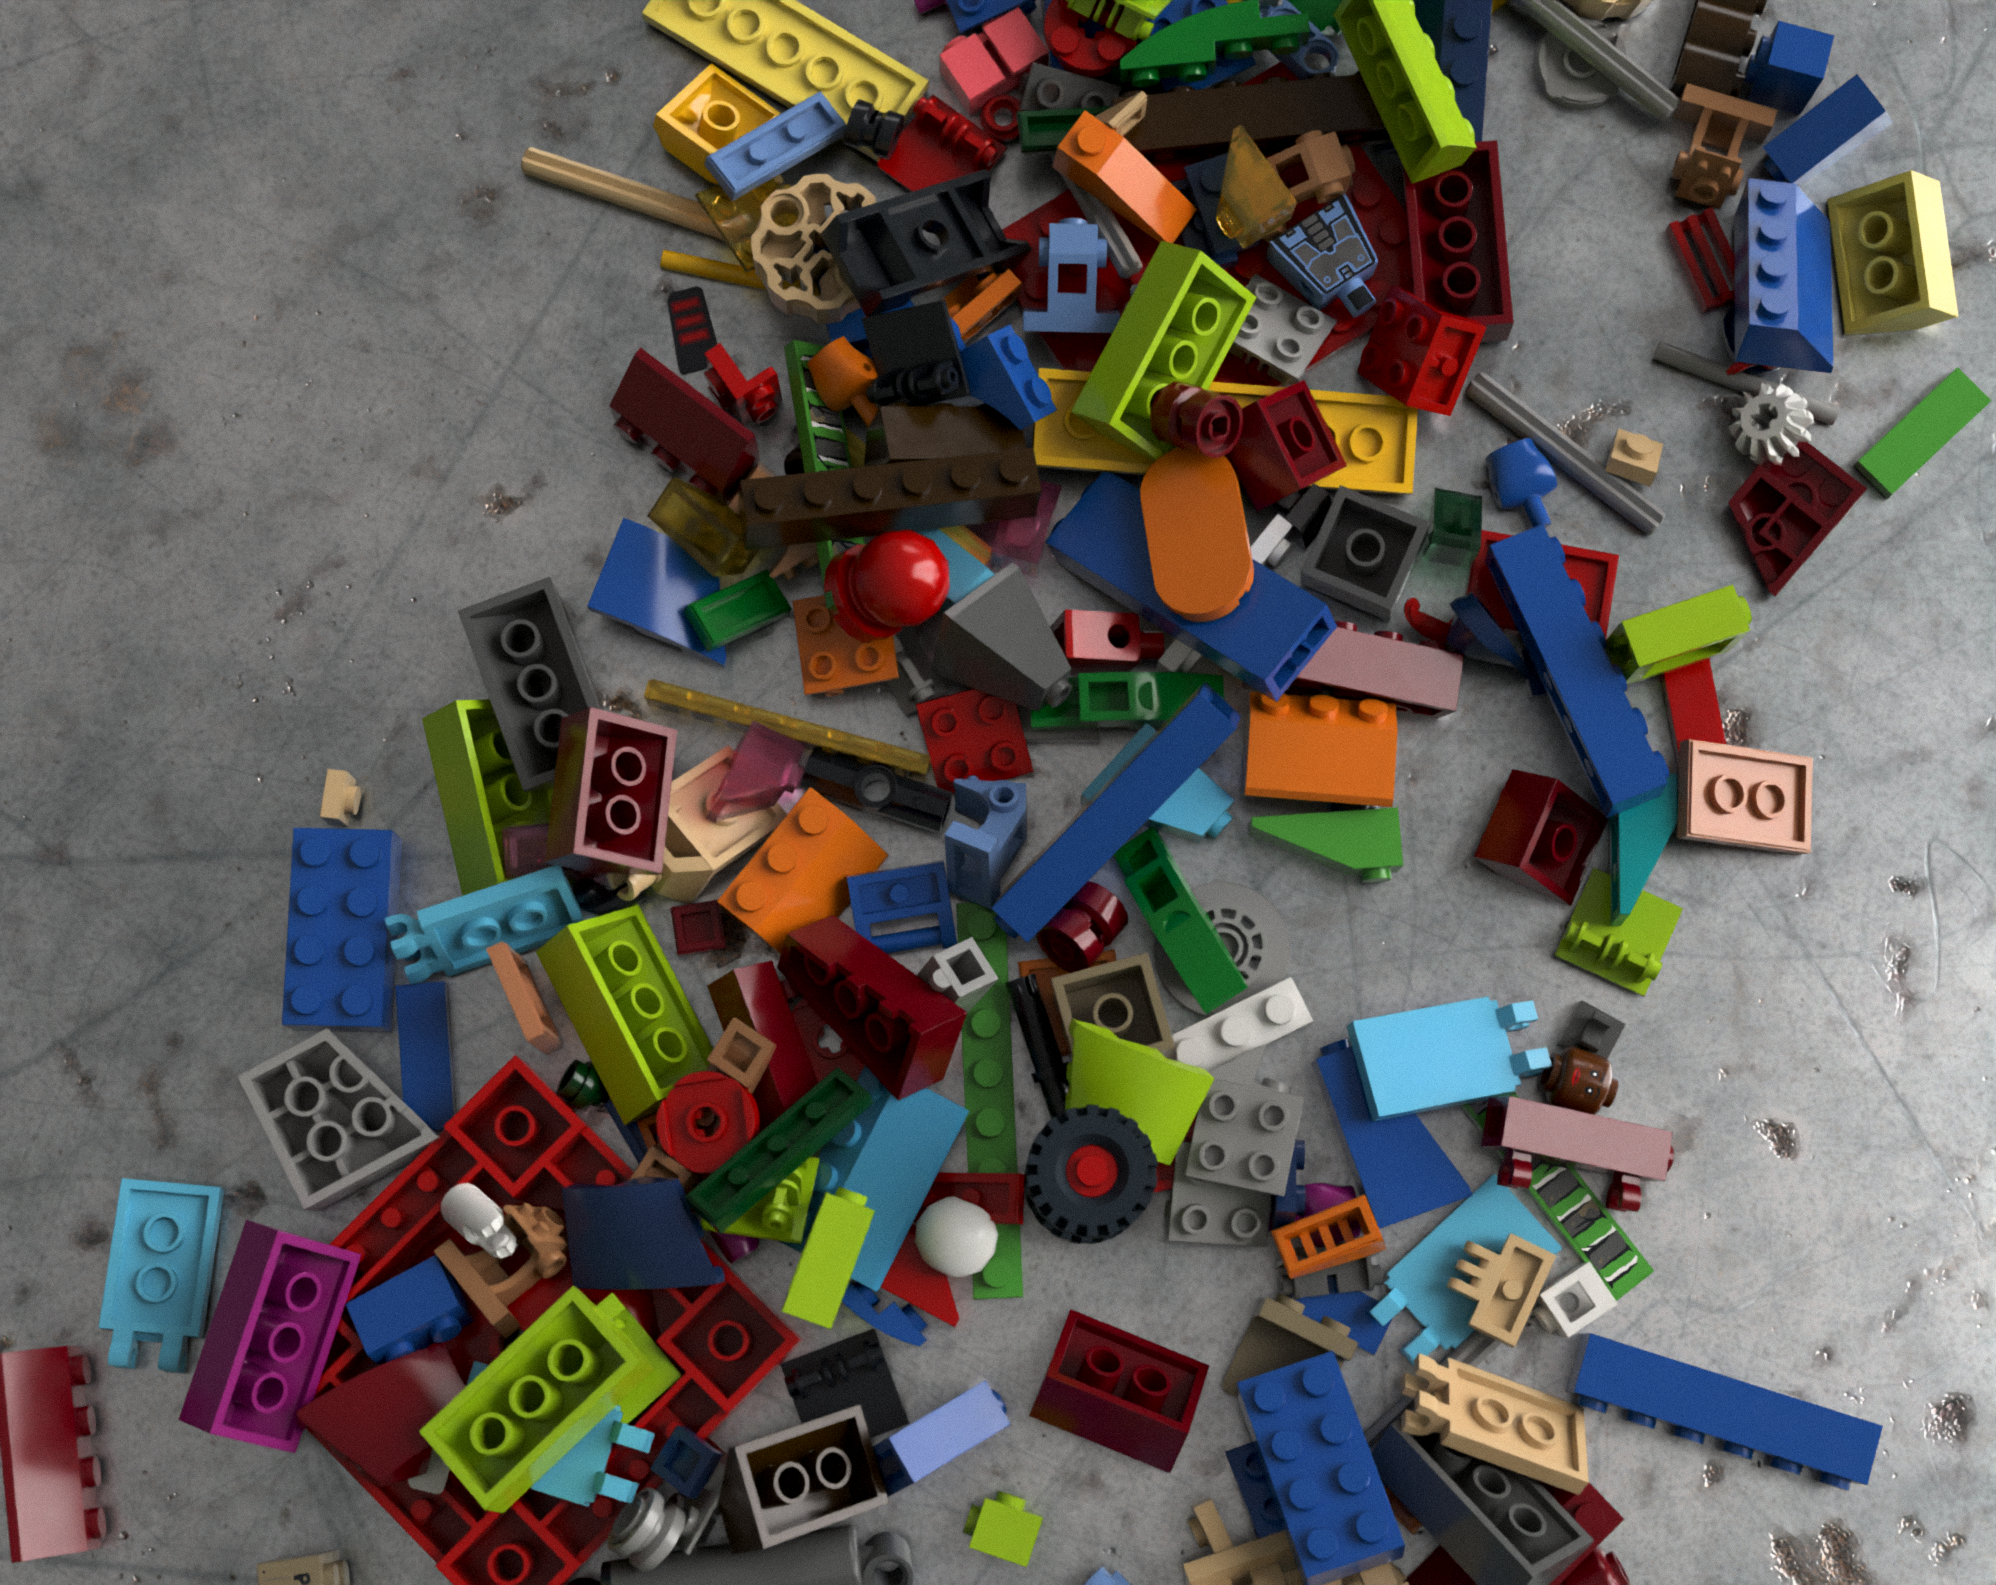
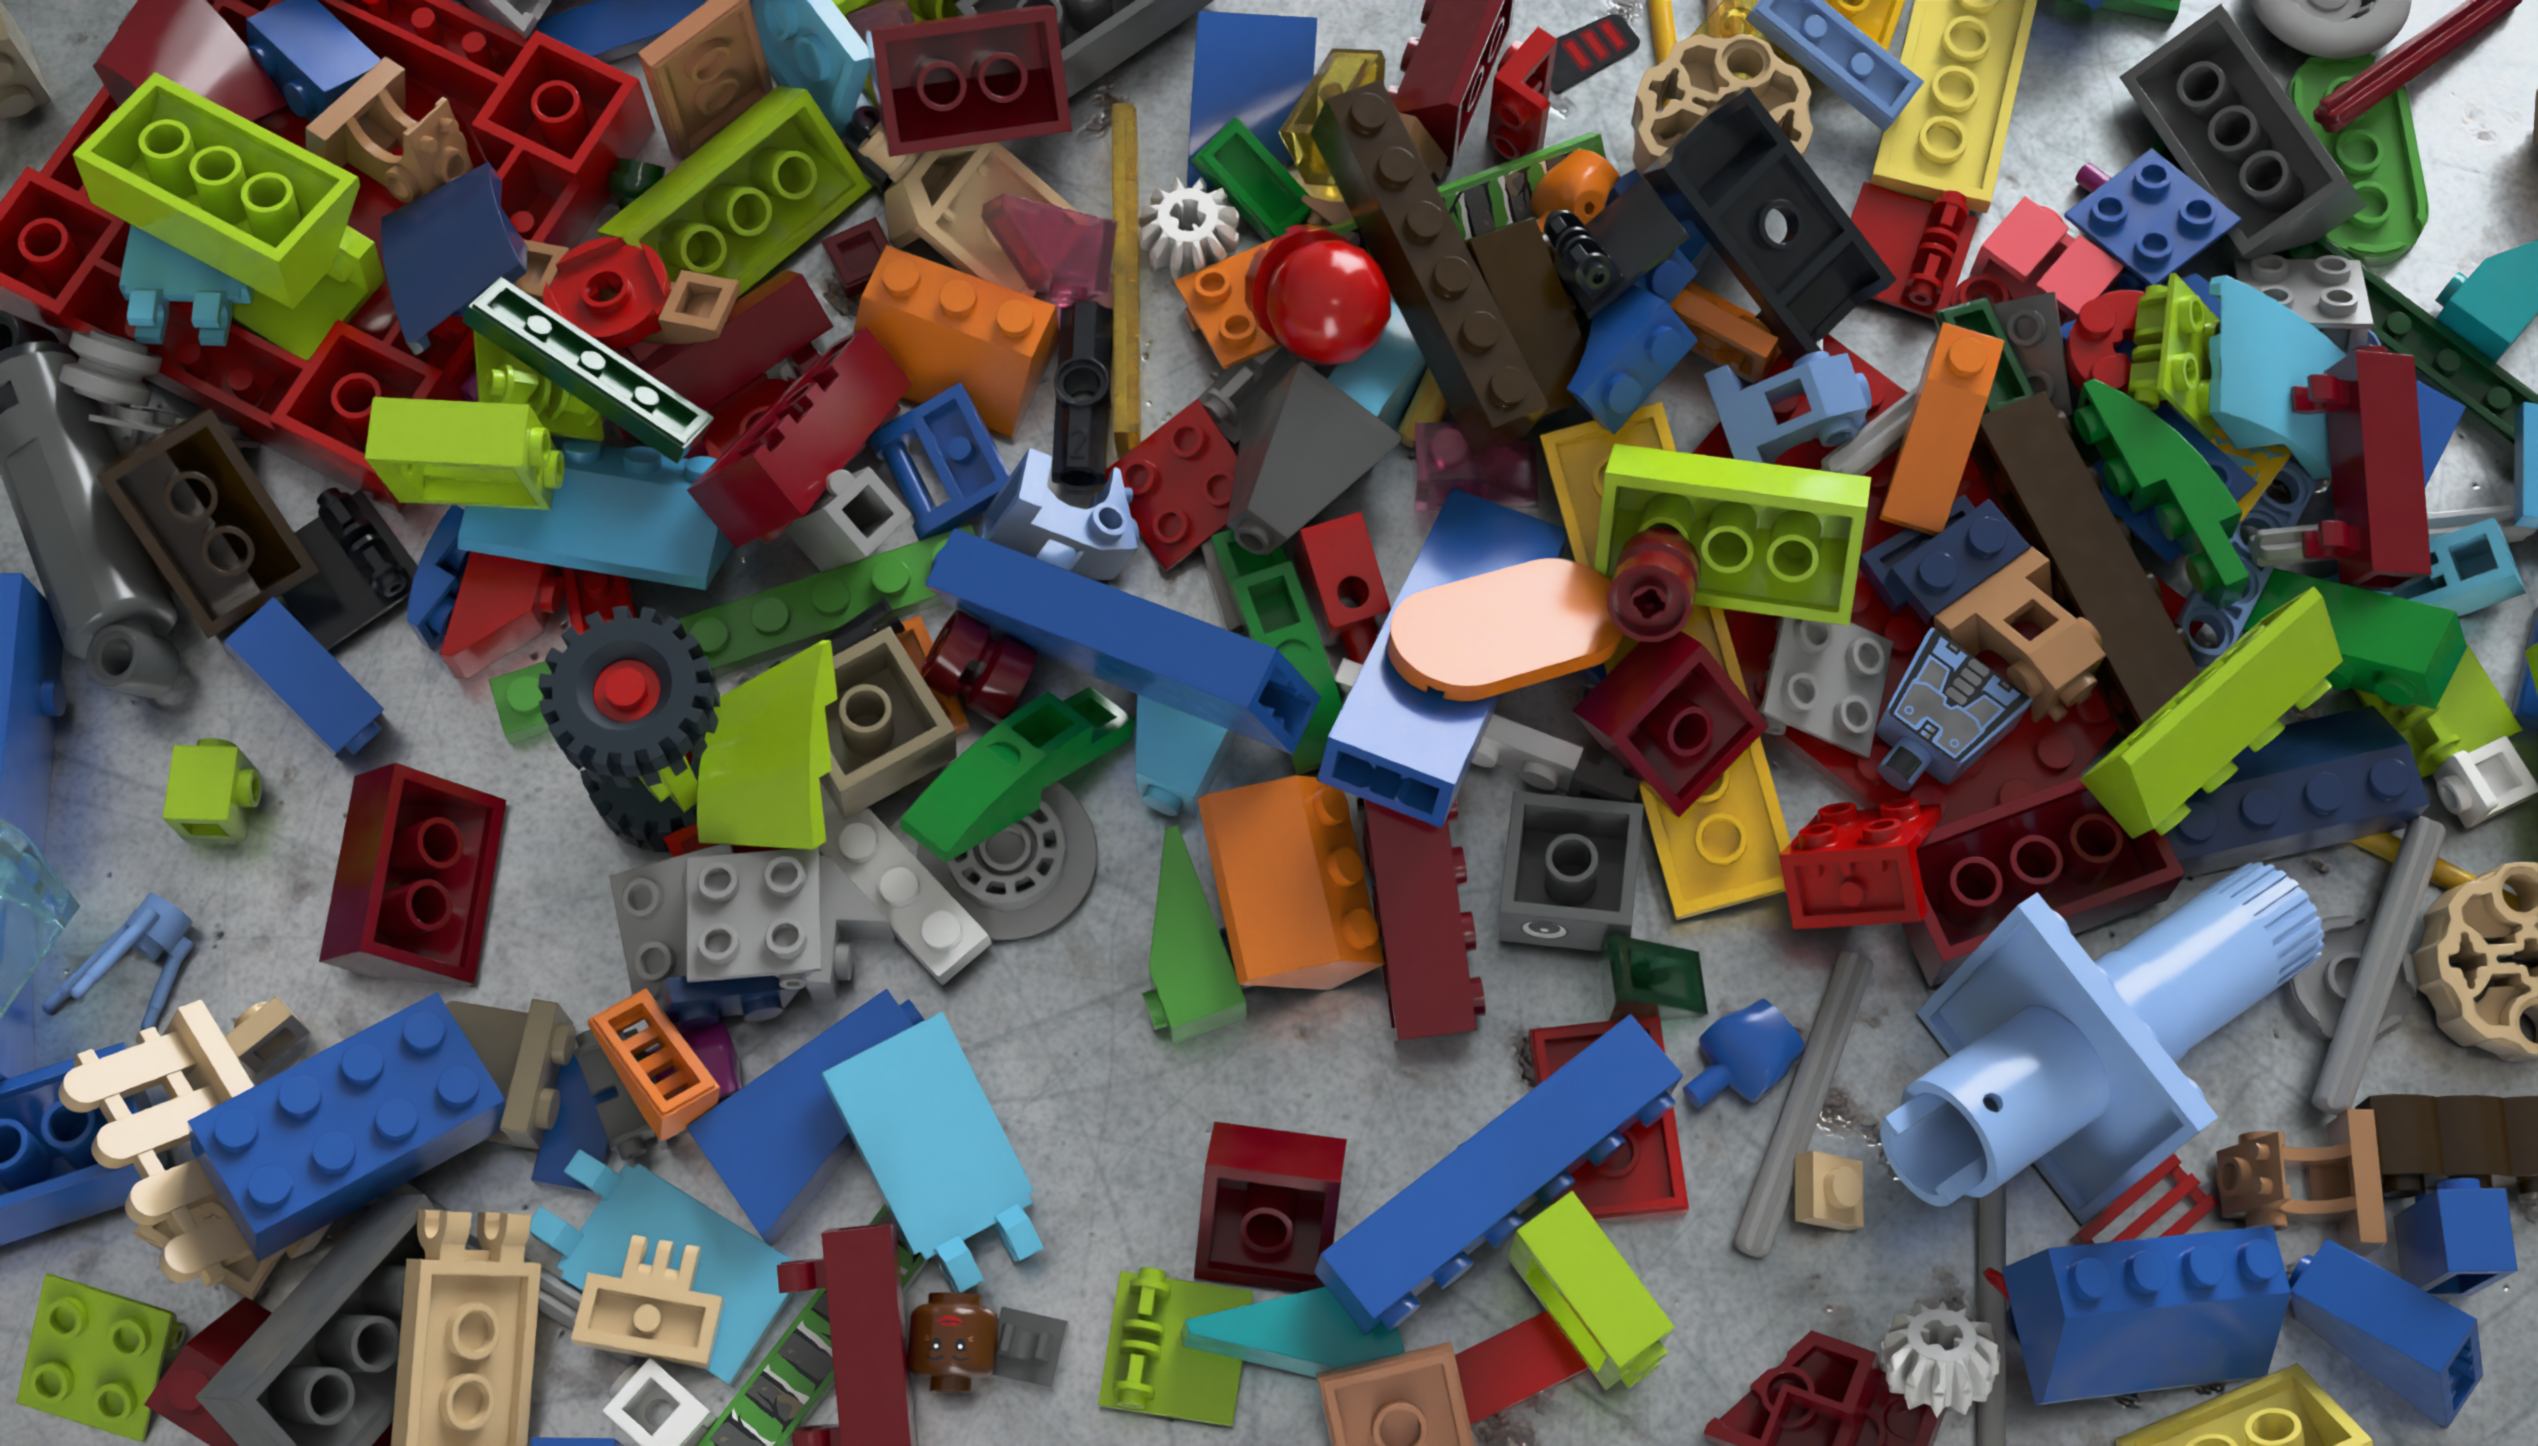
camera: 75 degrees right, 10 degrees down
(478, 1220) = (427, 81): white hinge -> none
(686, 1462) = (199, 385): dark blue plate -> none
(758, 655) = (1168, 216): none -> white gear
(873, 129) = (1898, 148): black wheel -> none
(956, 1237) = (538, 612): white hair -> none
(1125, 114) = (2019, 401): tan slope -> none
(1251, 193) = (1976, 568): clear yellow slope -> none
(1469, 631) = (1514, 1035): dark blue piece -> none
(1603, 257) = (2080, 1055): none -> light blue piece

